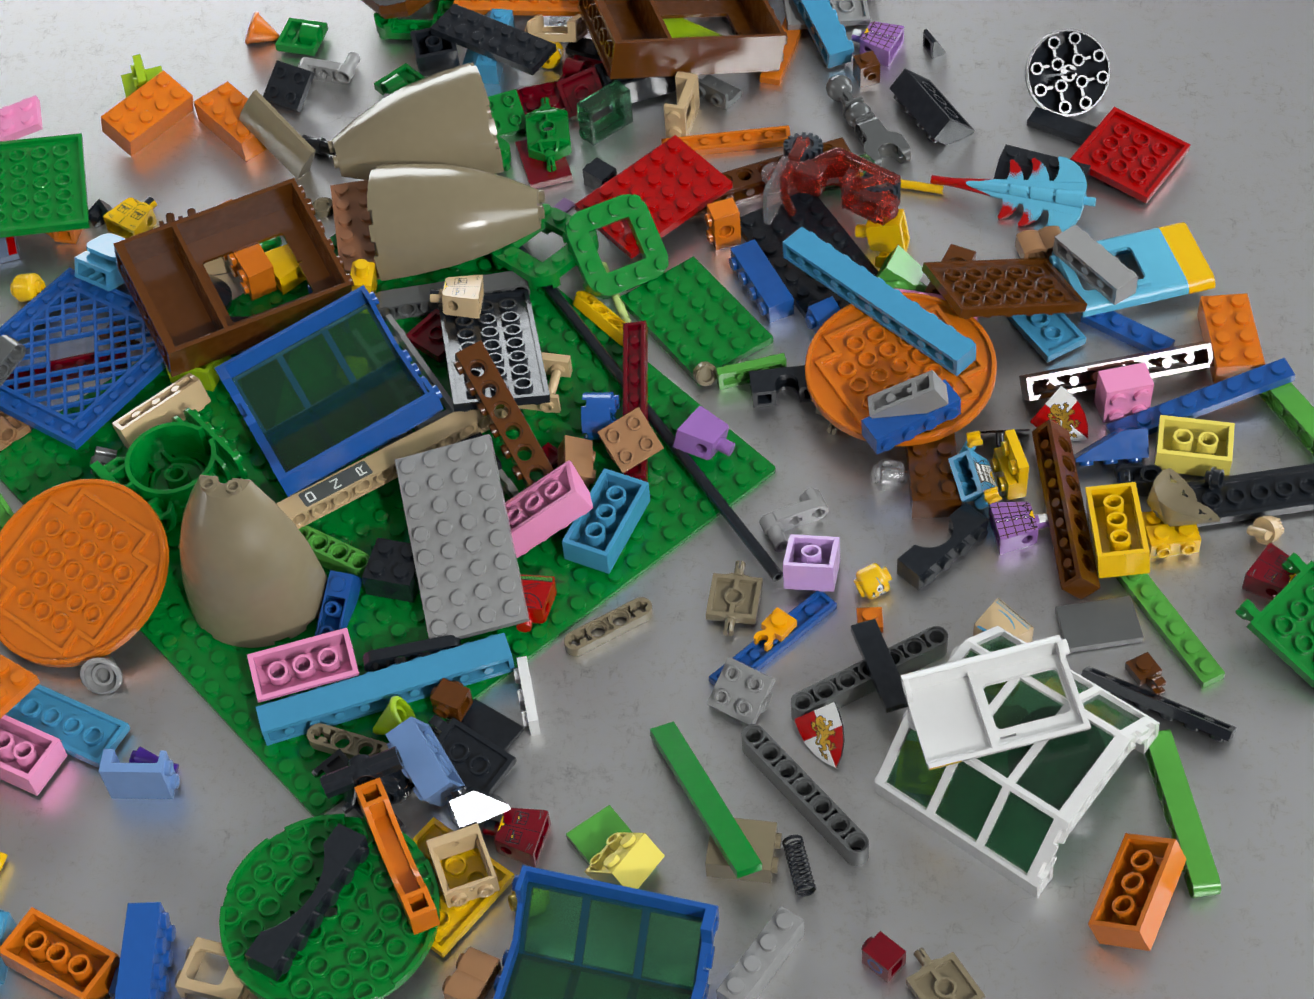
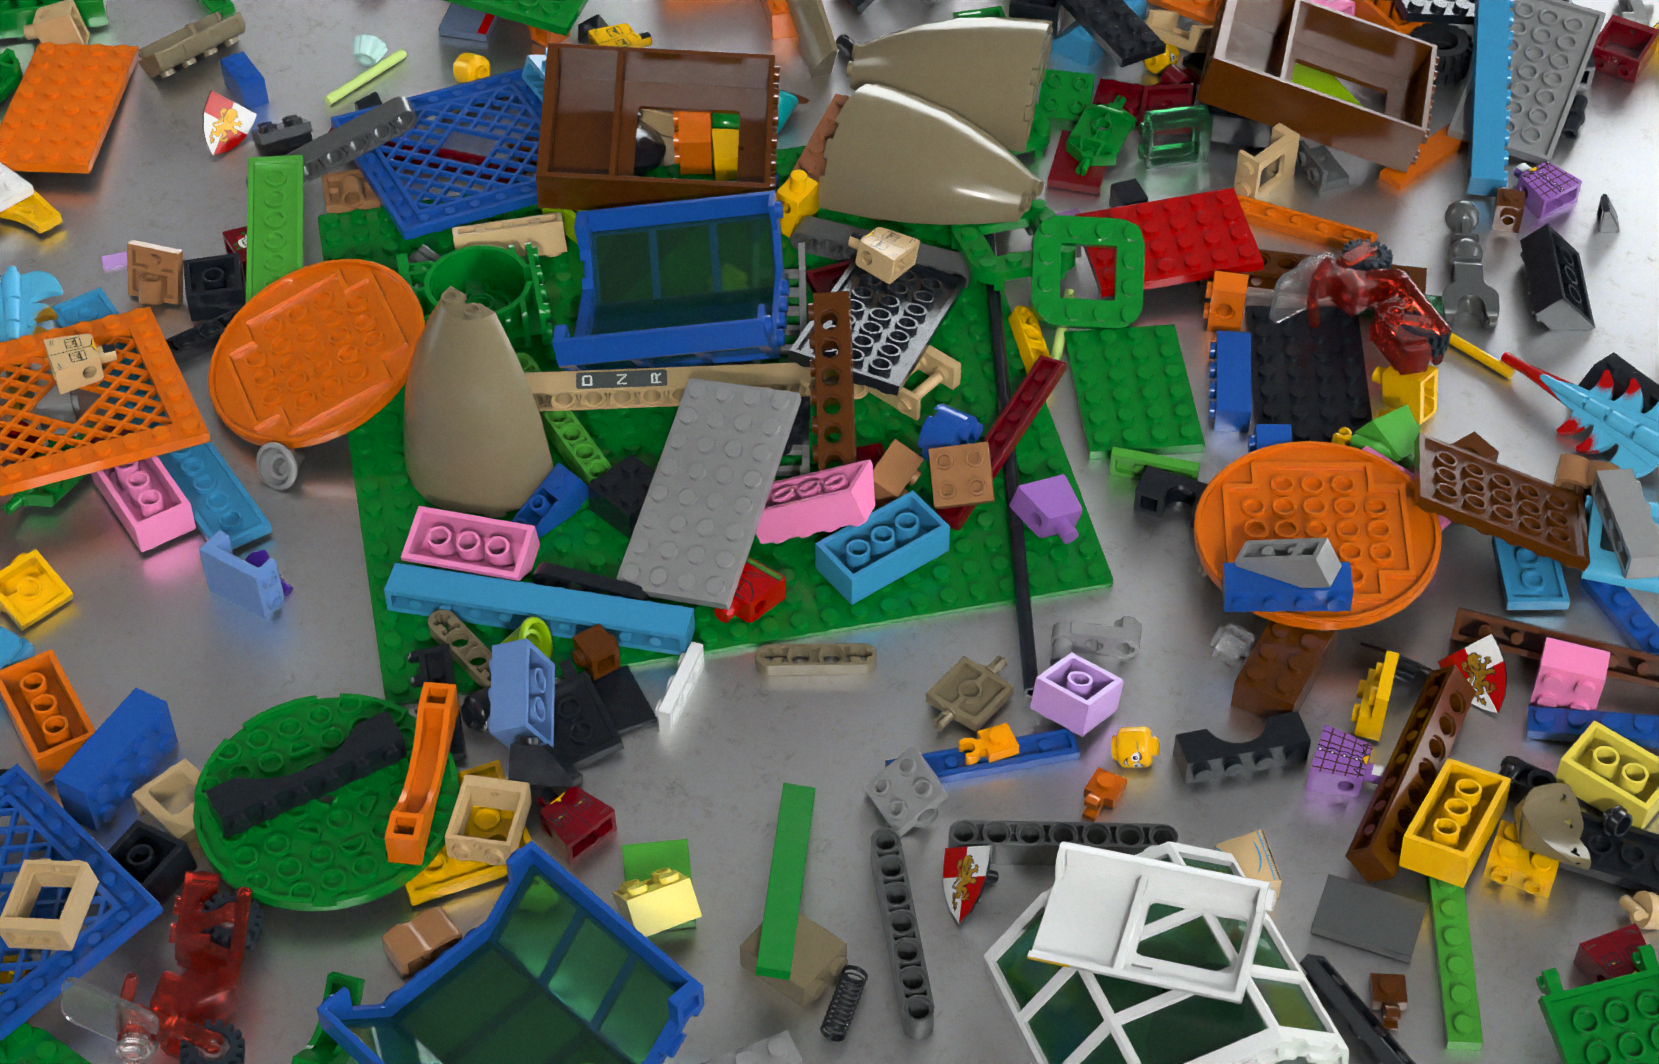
camera: 25 degrees right, 5 degrees down
(323, 207) = (814, 113): dark tan tile -> none
(362, 770) = (448, 669): black piece -> none
(705, 373) = (1100, 448): dark tan tile -> none
(879, 665) = (1077, 816): black tile -> none
(880, 301) = (1338, 451): dark azure brick -> none
(974, 474) = (1324, 684): dark azure torso -> none
(1122, 443) = (1530, 734): blue slope -> none

